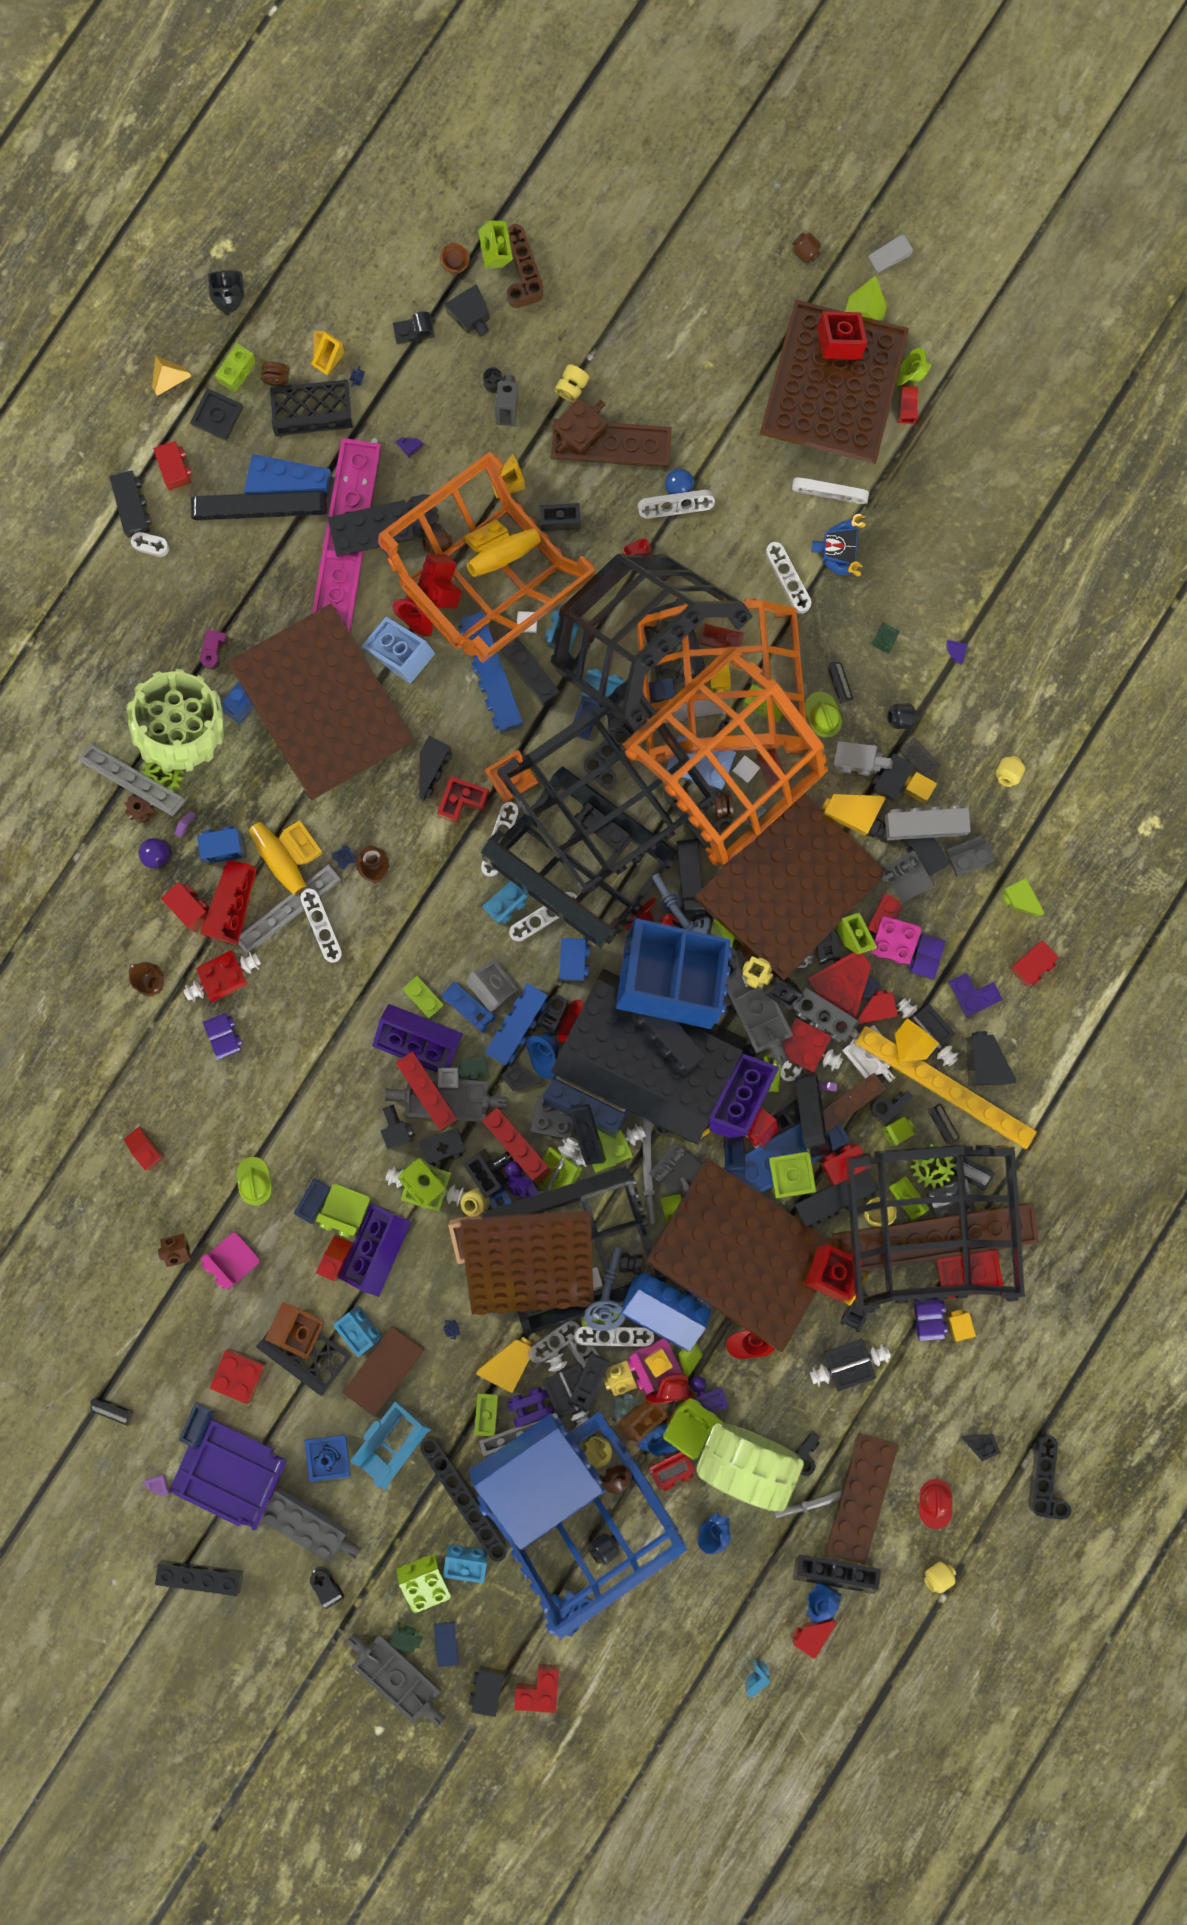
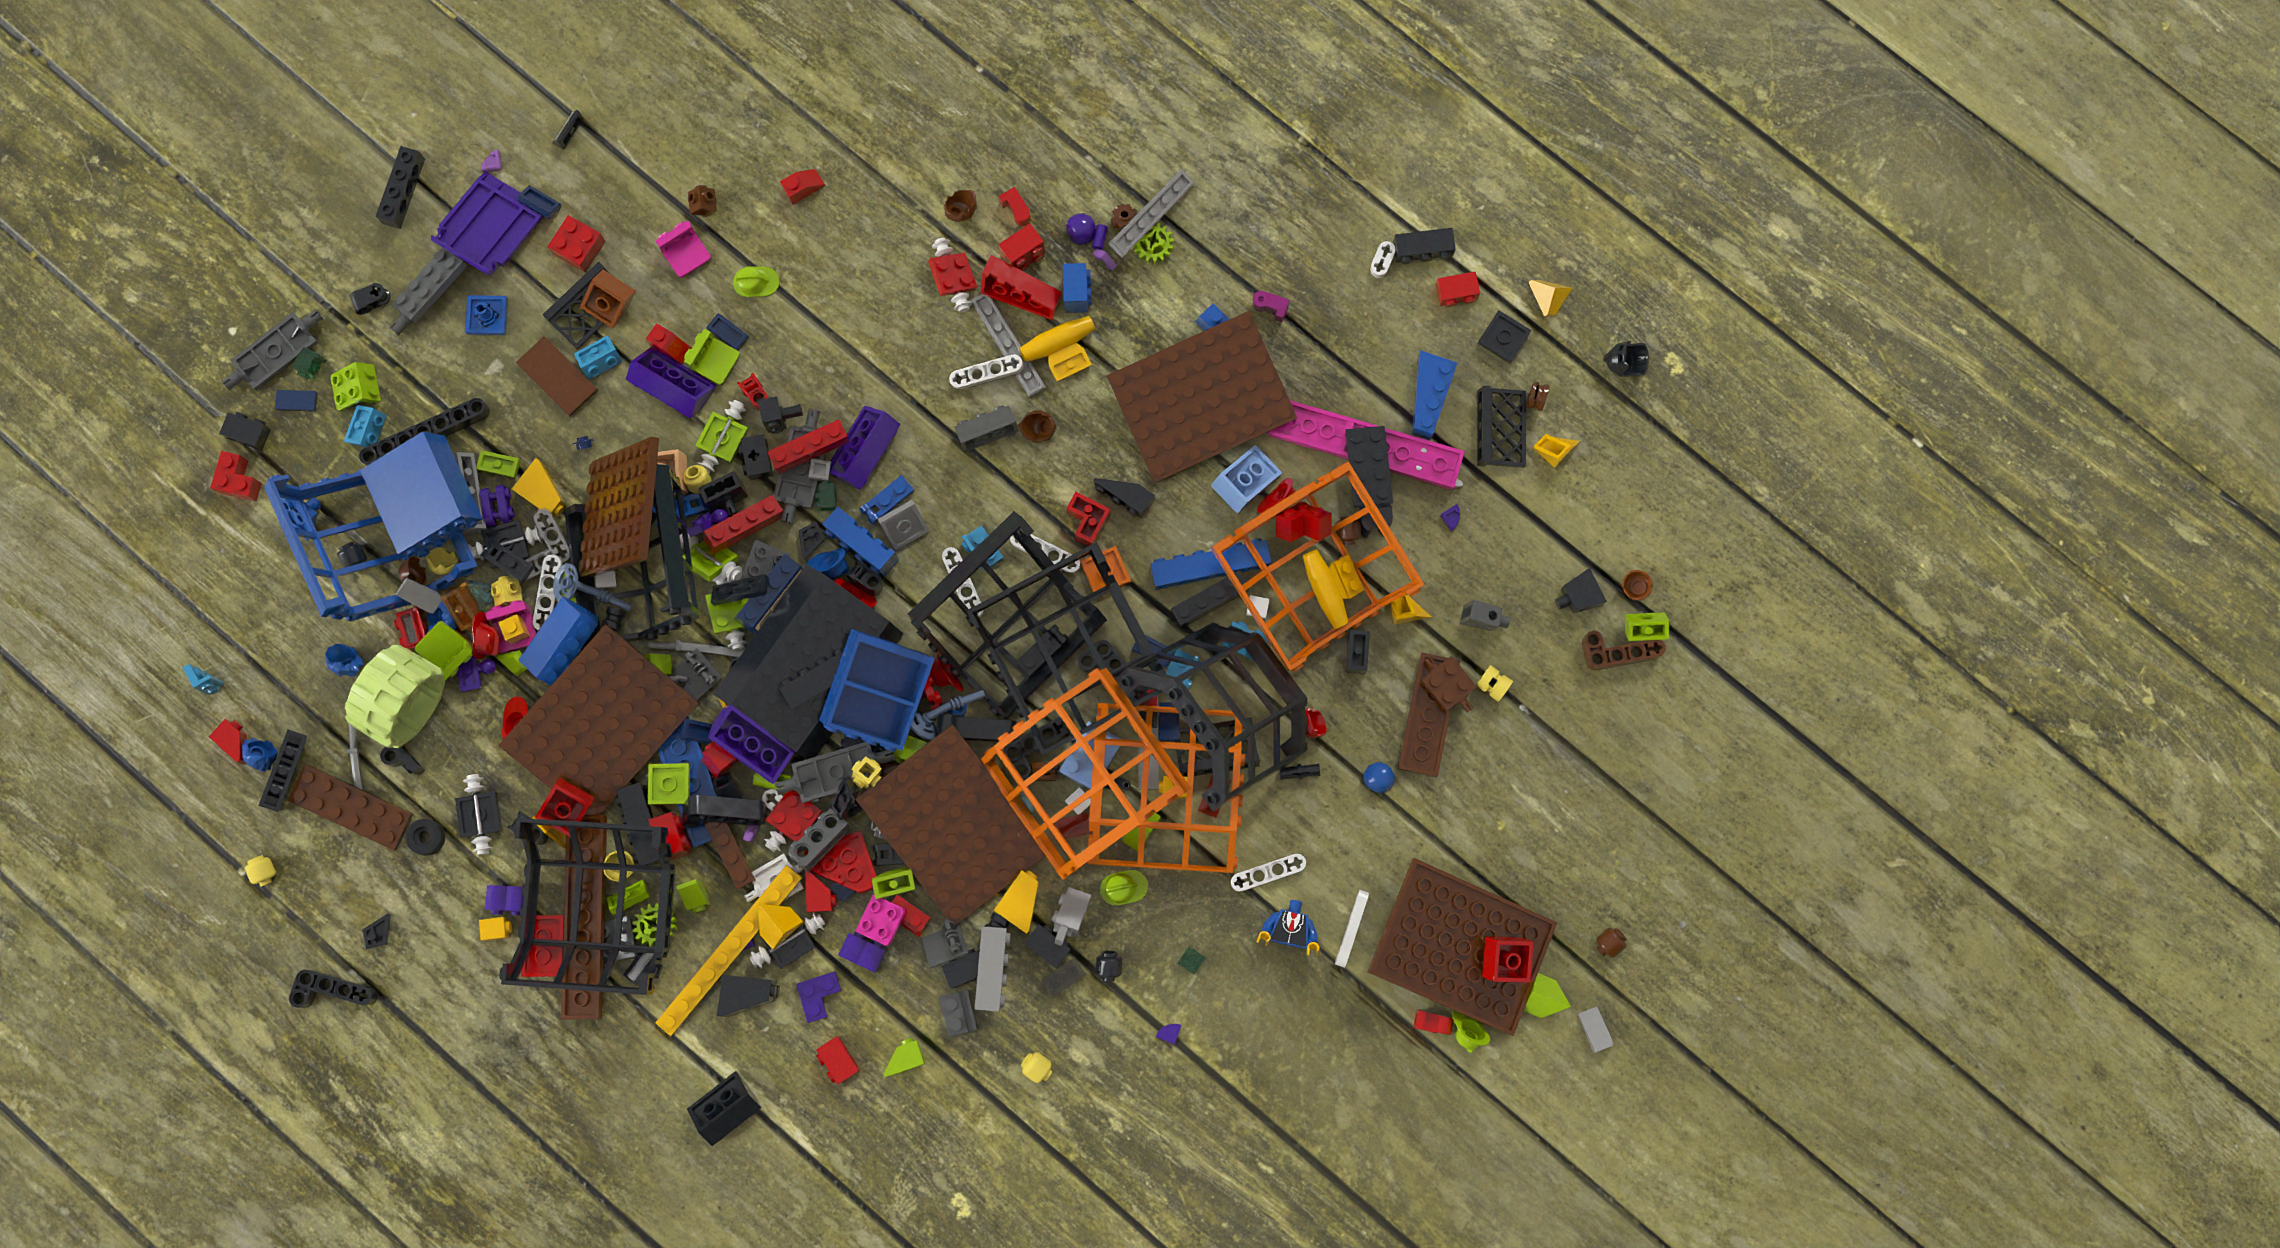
camera: 100 degrees right, 5 degrees down
(138, 921) = (1017, 206): none -> red leg
(161, 832) = (1099, 237): none -> dark purple piece
(173, 688) = (1220, 230): yellowish green wheel -> none
(222, 1035) = (895, 268): dark purple brick -> none
(235, 368) = (1548, 359): lime brick -> none
(258, 505) = (1407, 365): black beam -> none
(345, 851) = (1052, 396): clear blue plate -> none
(356, 376) = (1526, 474): clear blue plate -> none
(372, 1161) = (752, 389): none -> red piece
(375, 1436) = (497, 360): dark azure piece -> none
(380, 916) = (986, 428): none -> dark grey slope
(410, 1179) = (728, 420): lime brick -> none
(416, 329) = (1569, 537): black plate -> none
(423, 997) = (903, 458): lime plate -> none
(492, 375) = (1511, 605): black wheel -> none
(573, 960) = (905, 599): blue brick -> none
(639, 1464) = (419, 595): none -> light grey slope
(676, 507) = (1355, 770): white beam -> none
(684, 554) = (1300, 771): none -> black pin
(840, 682) = (1153, 909): black slope -> none
(892, 1415) = (433, 845): none -> black tyre
(900, 1101) = (724, 904): black plate -> none
(919, 787) = (1034, 971): yellow brick -> none
(935, 1504) = (331, 879): red piece -> none
(943, 1124) = (694, 944): slope -> none
(1097, 1067) = (723, 1108): none -> black slope

